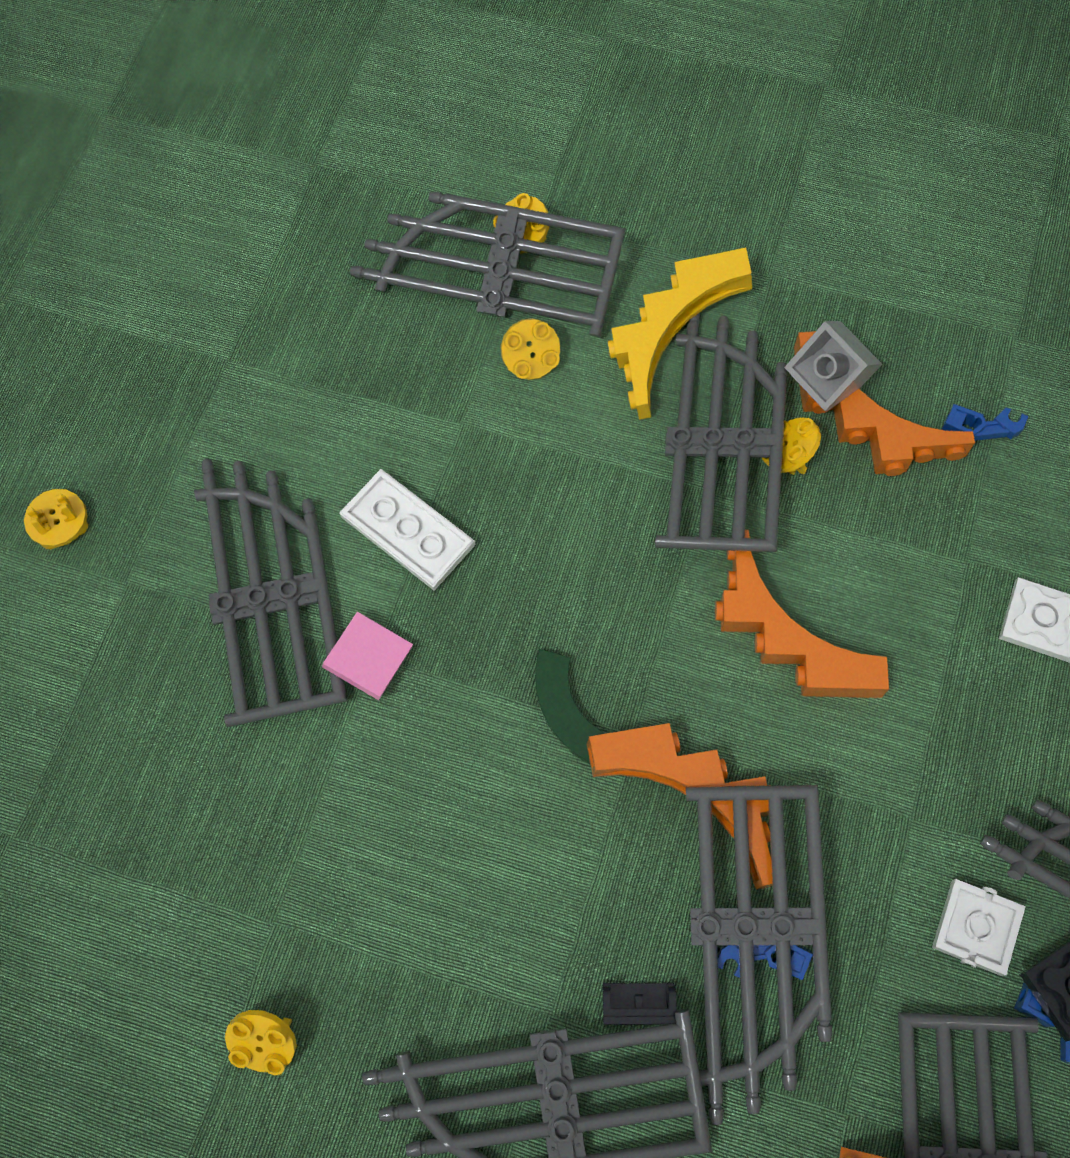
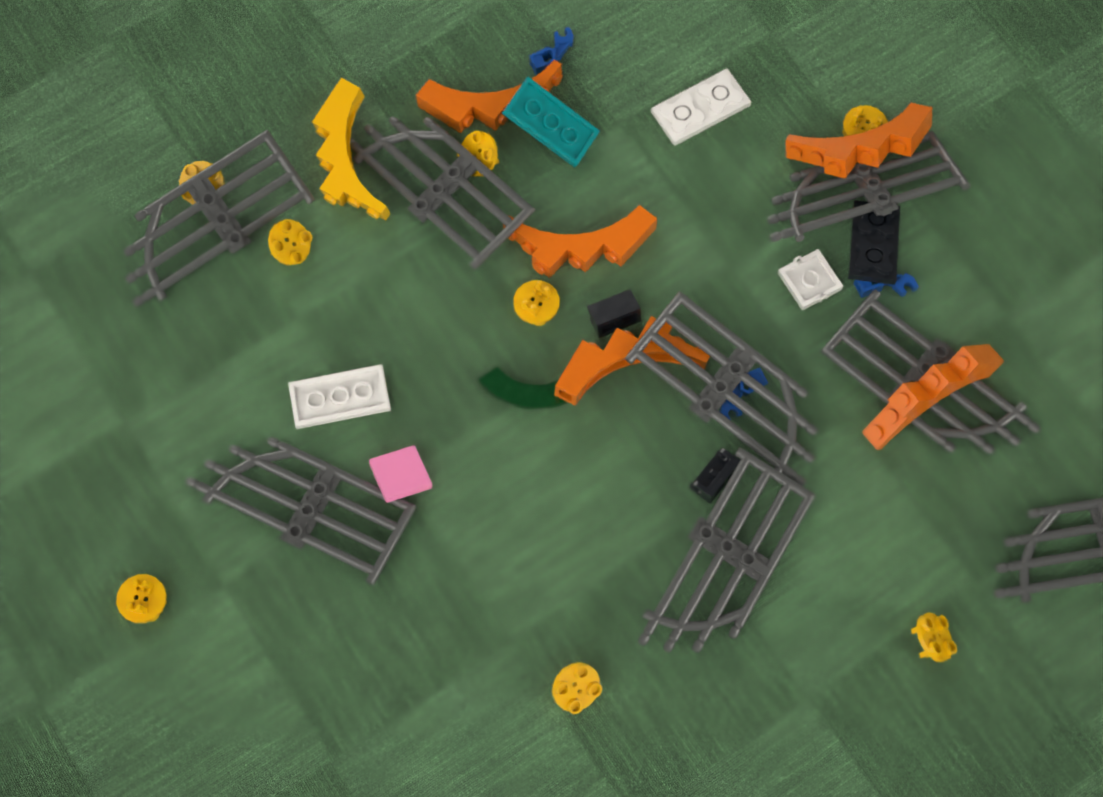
camera: 55 degrees left, 0 degrees up
(663, 640) = (530, 310): none -> yellow plate
(737, 733) = (614, 312): none -> black hinge
(832, 364) = (453, 94): light grey slope -> none
(896, 486) = (551, 122): none -> teal piece

